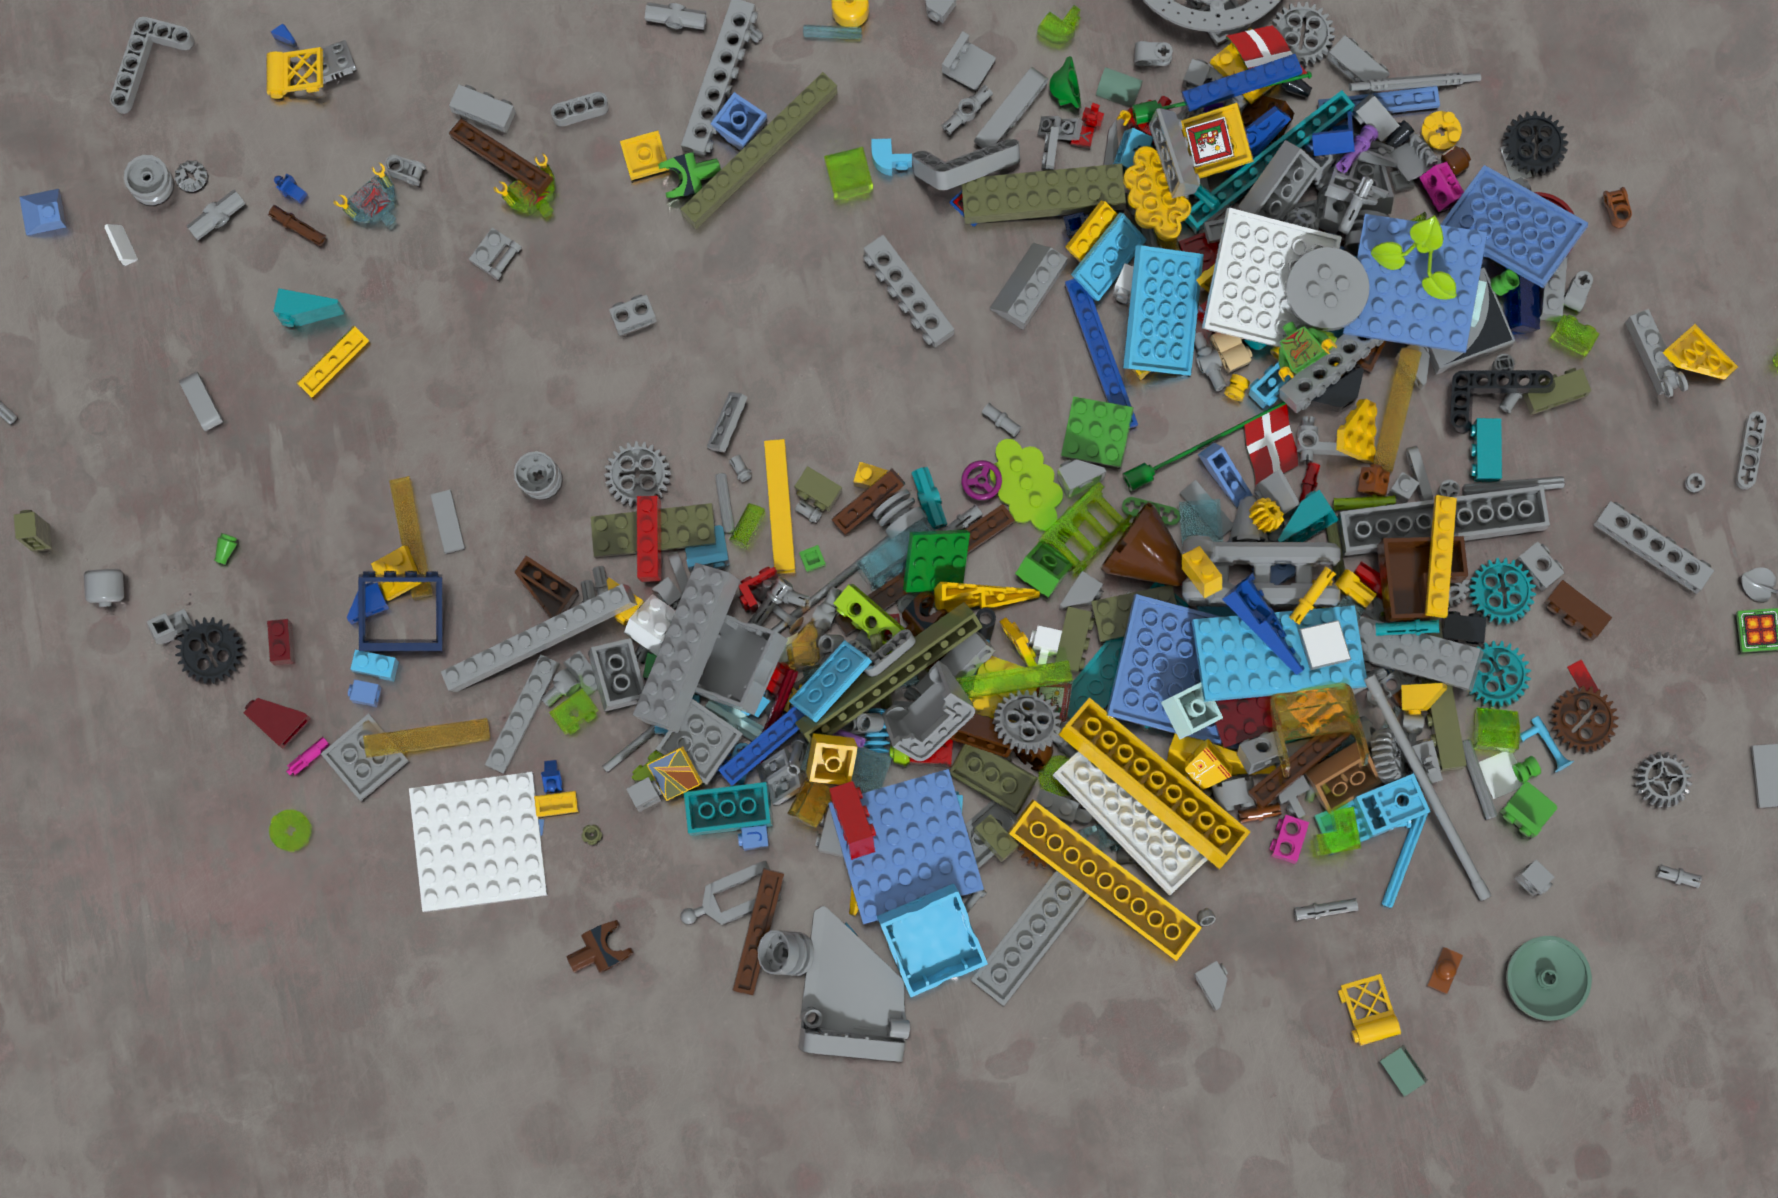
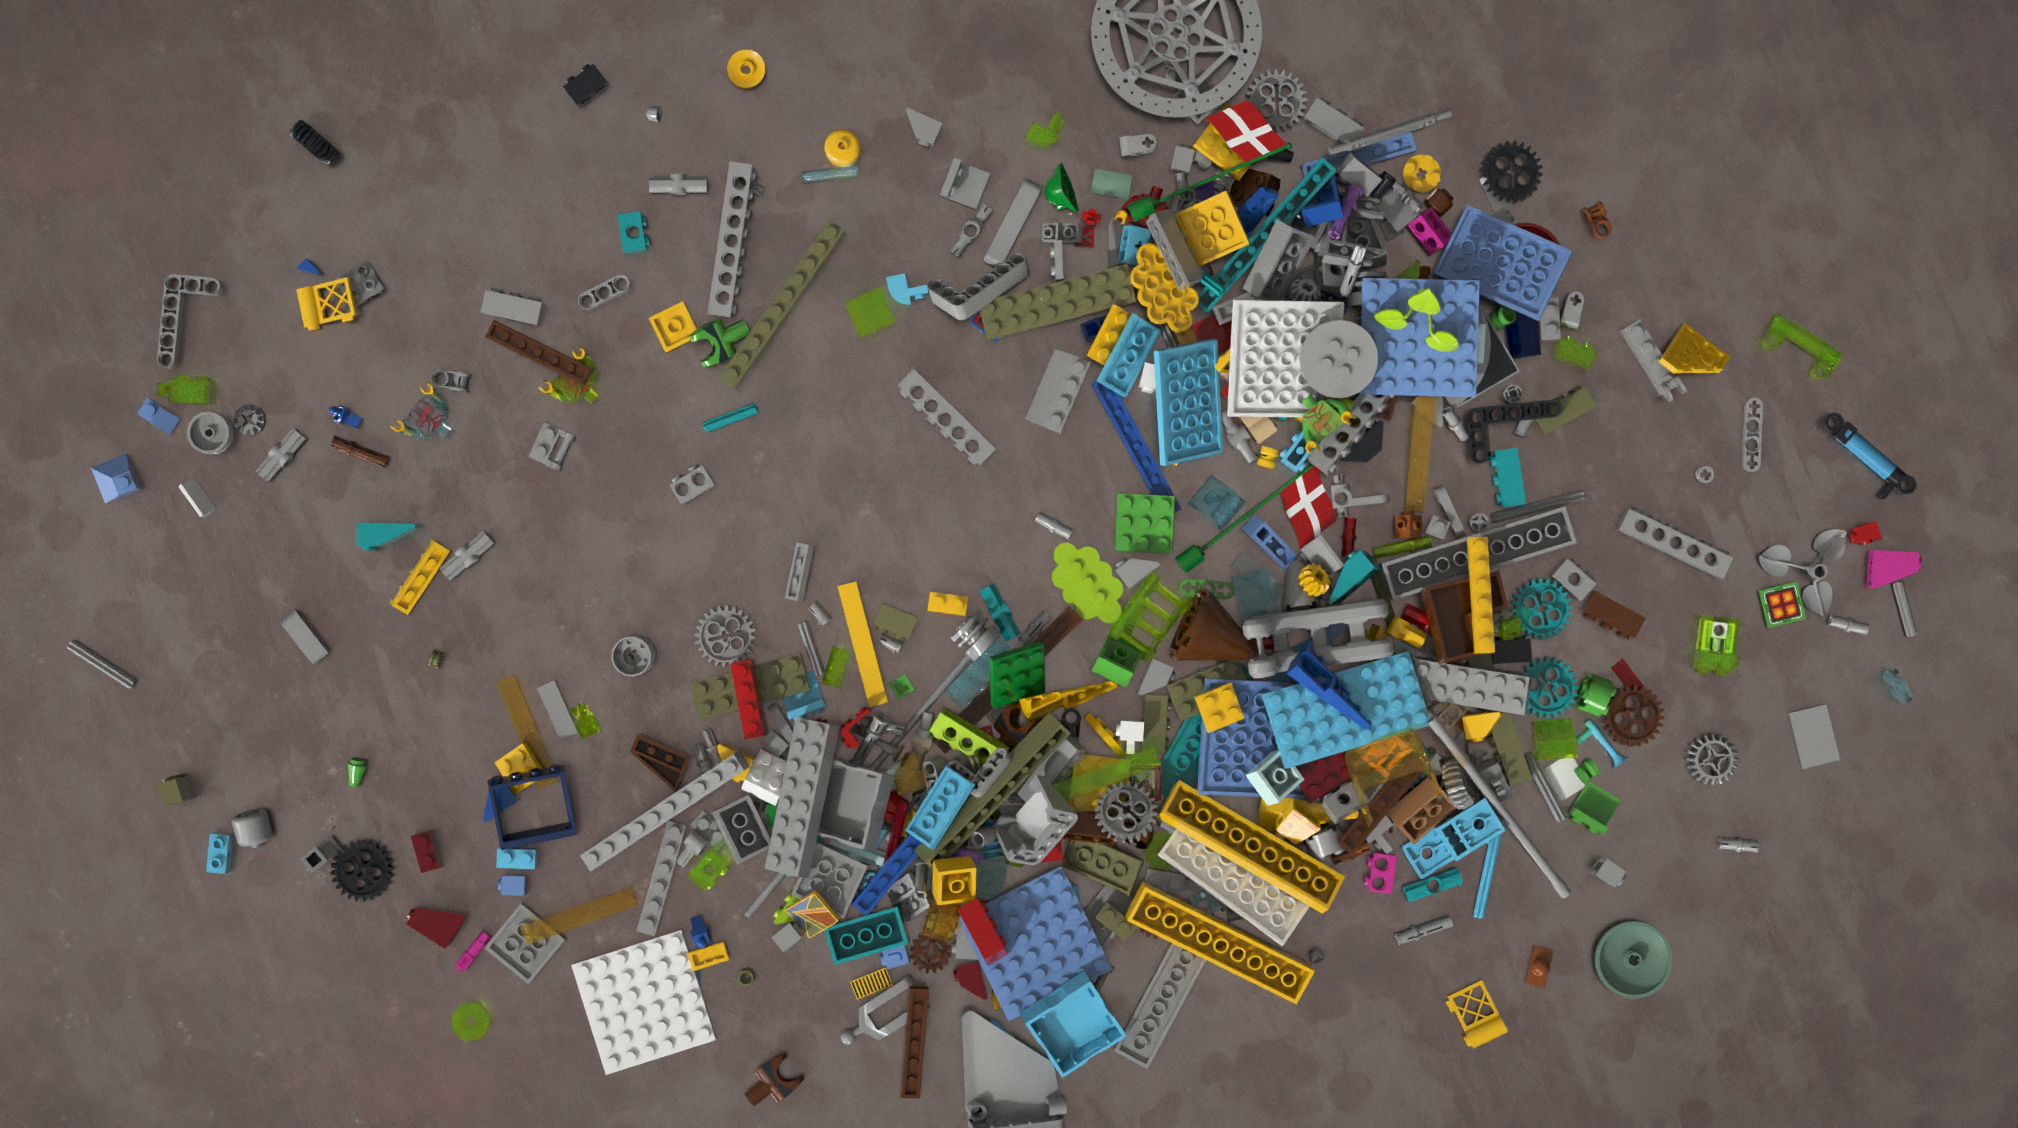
camera: 15 degrees left, 10 degrees up
(64, 606) = (219, 853): none -> medium azure brick
(100, 157) = (158, 416): none -> medium blue slope
(134, 135) = (187, 391): none -> clear neon green brick
(331, 446) = (435, 658): none -> olive bush
(385, 347) = (467, 555): none -> light grey piece
(473, 539) = (586, 723): none -> clear neon green plate
(620, 66) = (626, 223): none -> teal brick
(684, 255) = (730, 417): none -> teal axle
(723, 863) = (871, 983): none -> tile
(739, 121) = (758, 281): medium blue slope -> none
(783, 837) = (921, 951): none -> reddish brown gear
(785, 953) = (943, 1058): light grey wheel -> none
(831, 875) = (971, 978): none -> dark red slope
(868, 501) = (944, 628): reddish brown plate -> none
(981, 487) = (1056, 597): magenta piece -> none
(1144, 626) = (1219, 707): none -> yellow plate
(1176, 424) = (1216, 502): none -> clear light blue slope
(1202, 572) = (1264, 655): yellow brick -> none
(1210, 142) = (1206, 232): tile -> none
(1213, 983) = (1332, 1015): light grey slope -> none
(1242, 82) = (1227, 165): blue plate -> none
(1312, 595) = (1371, 648): yellow pin -> none
(1324, 645) = (1386, 696): white tile -> none
(1344, 834) = (1430, 864): clear neon green brick -> none
(1356, 859) = (1445, 881): none -> teal piece
(1358, 433) = (1388, 483): yellow plate -> none
(1404, 1070) = (1515, 1063): sand green brick -> none
(1413, 627) = (1468, 665): teal pin -> none
(1439, 384) = (1455, 423): none -> light grey pin
(1467, 603) = (1510, 628): none -> clear neon green plate
(1547, 688) = (1595, 694): none -> bright green brick
(1679, 674) = (1723, 662): none -> clear neon green brick

